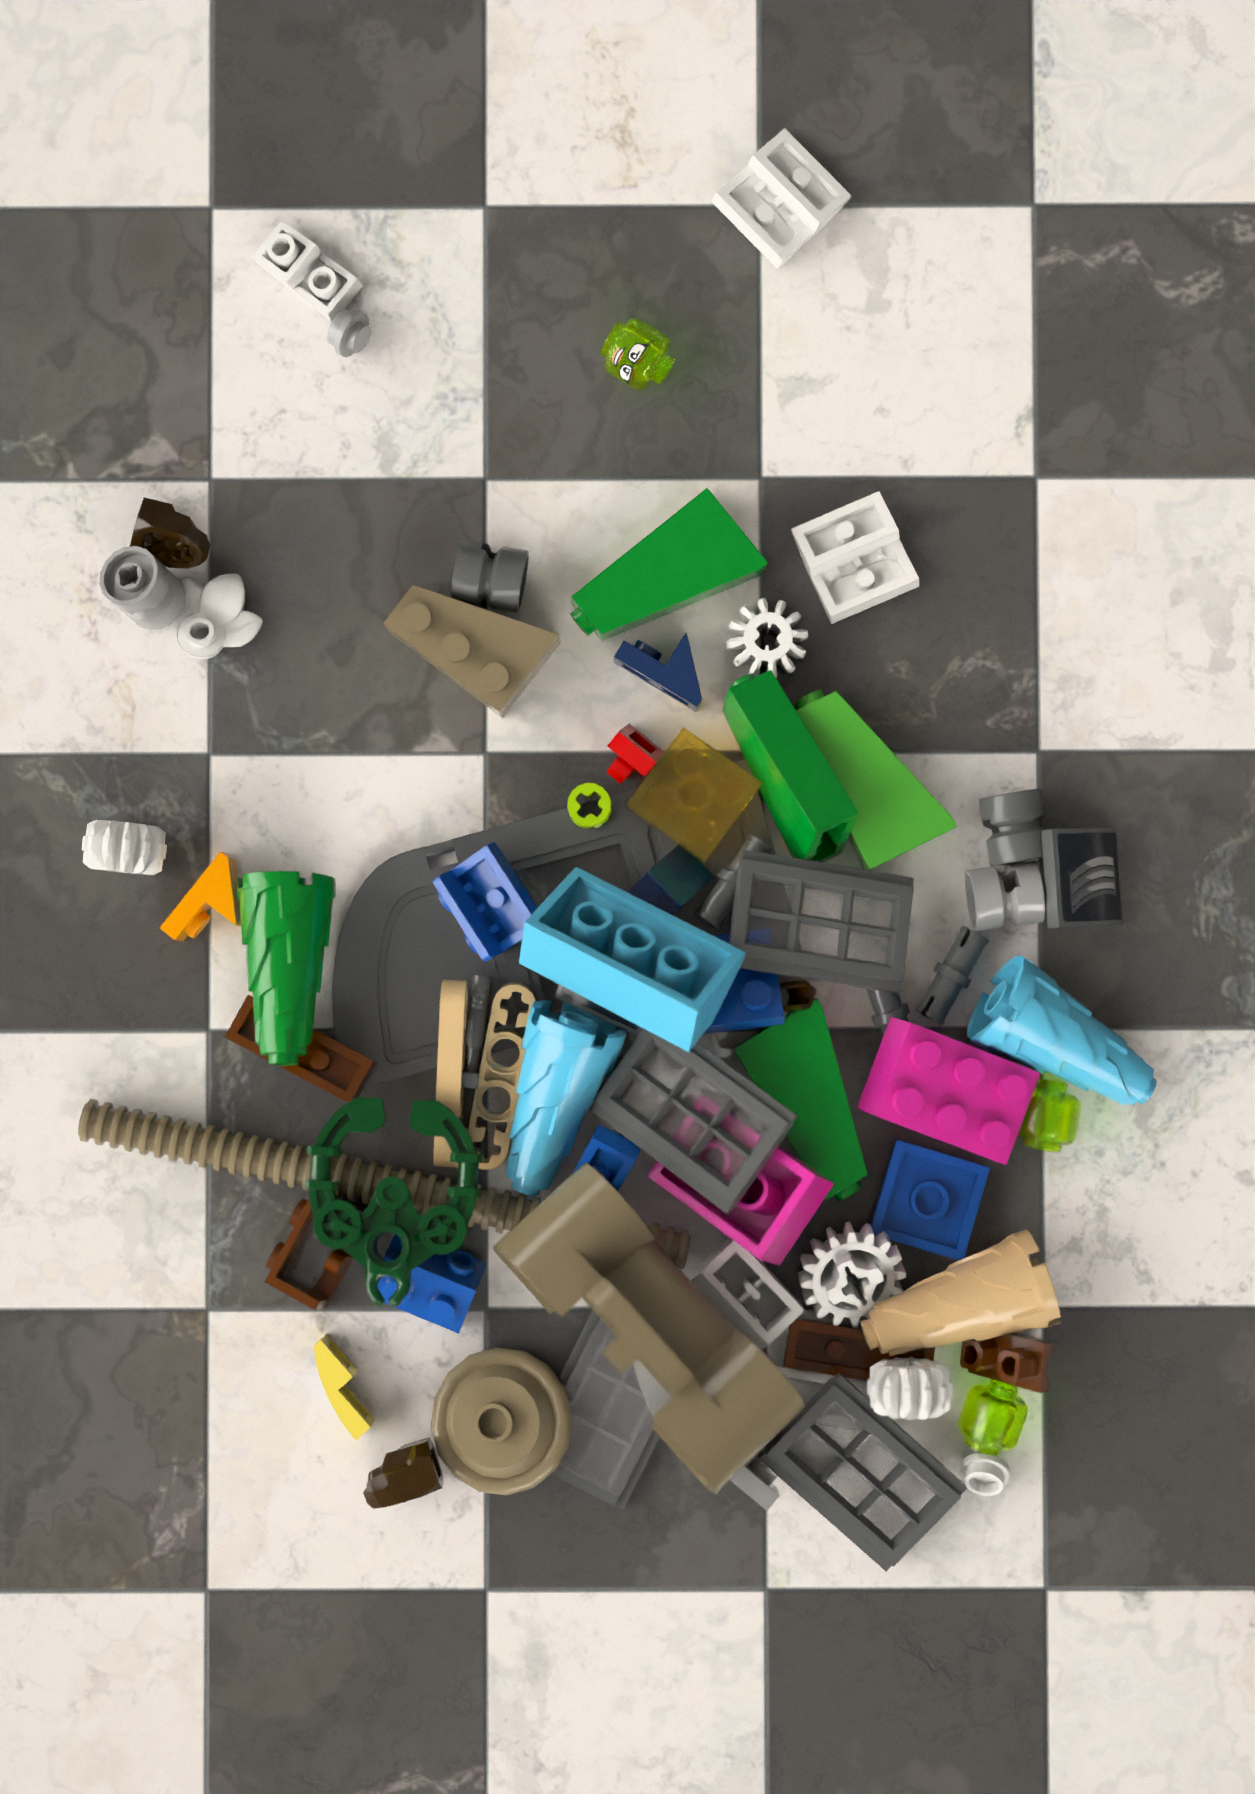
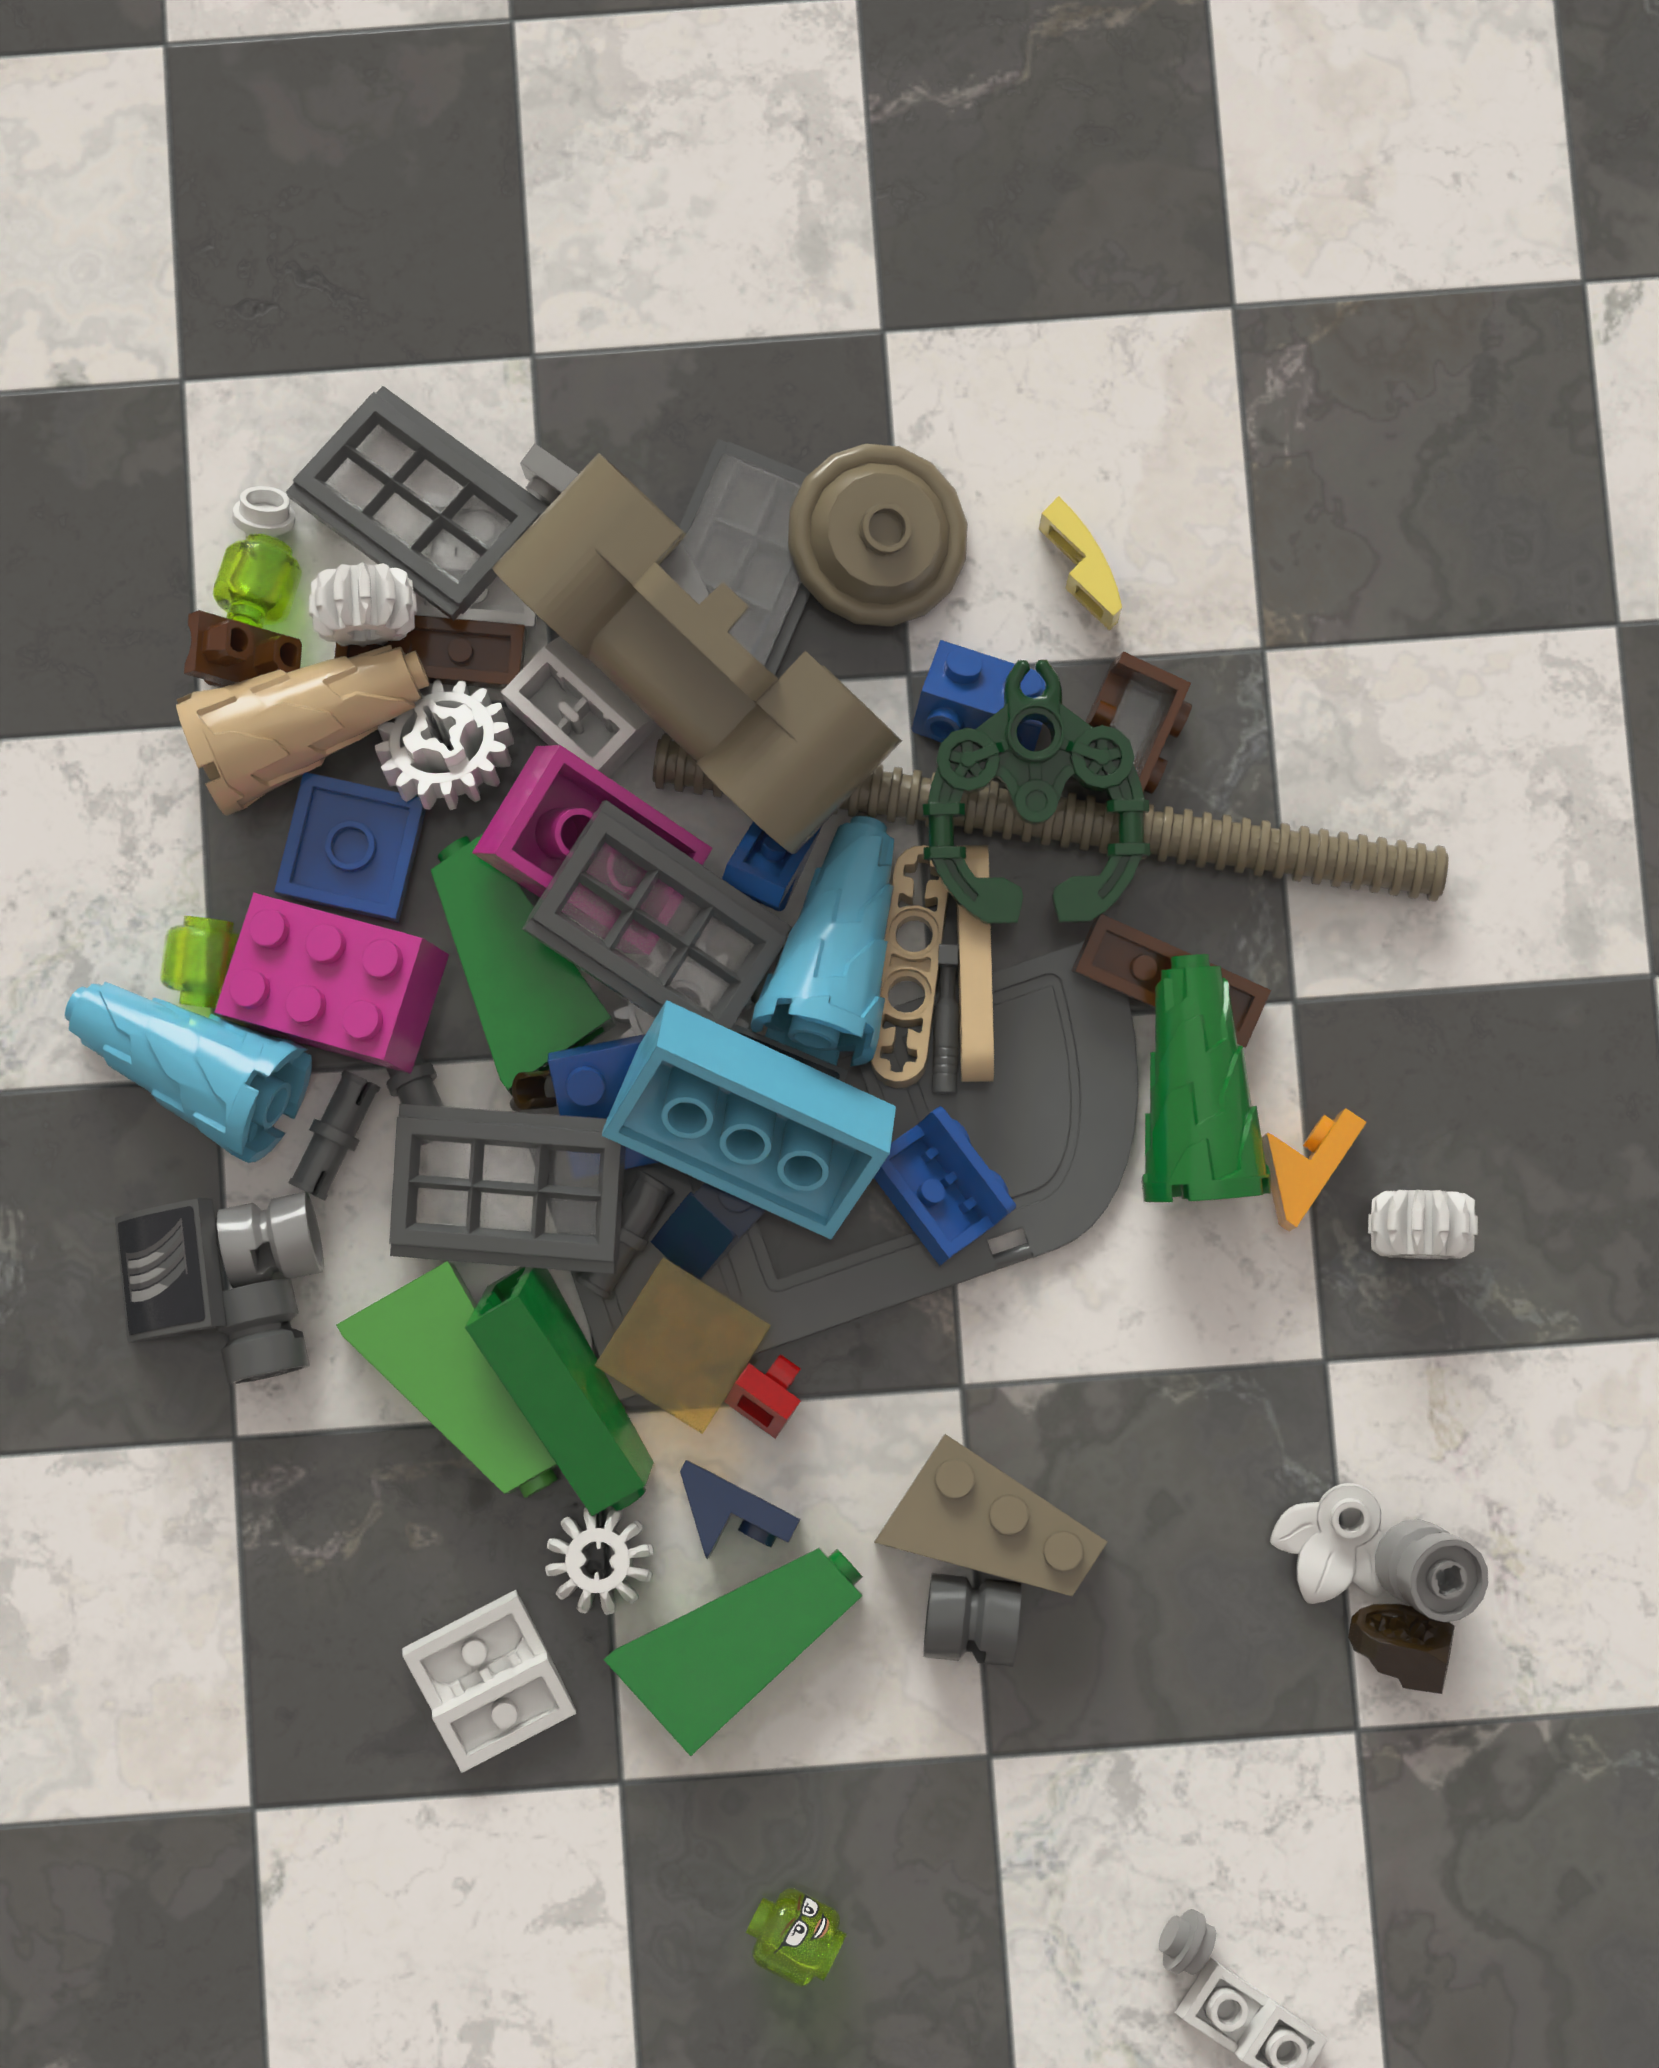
camera: 175 degrees right, 5 degrees down
(405, 1475) = (994, 459): dark brown rock -> none
(588, 790) = (815, 1301): lime bush -> none

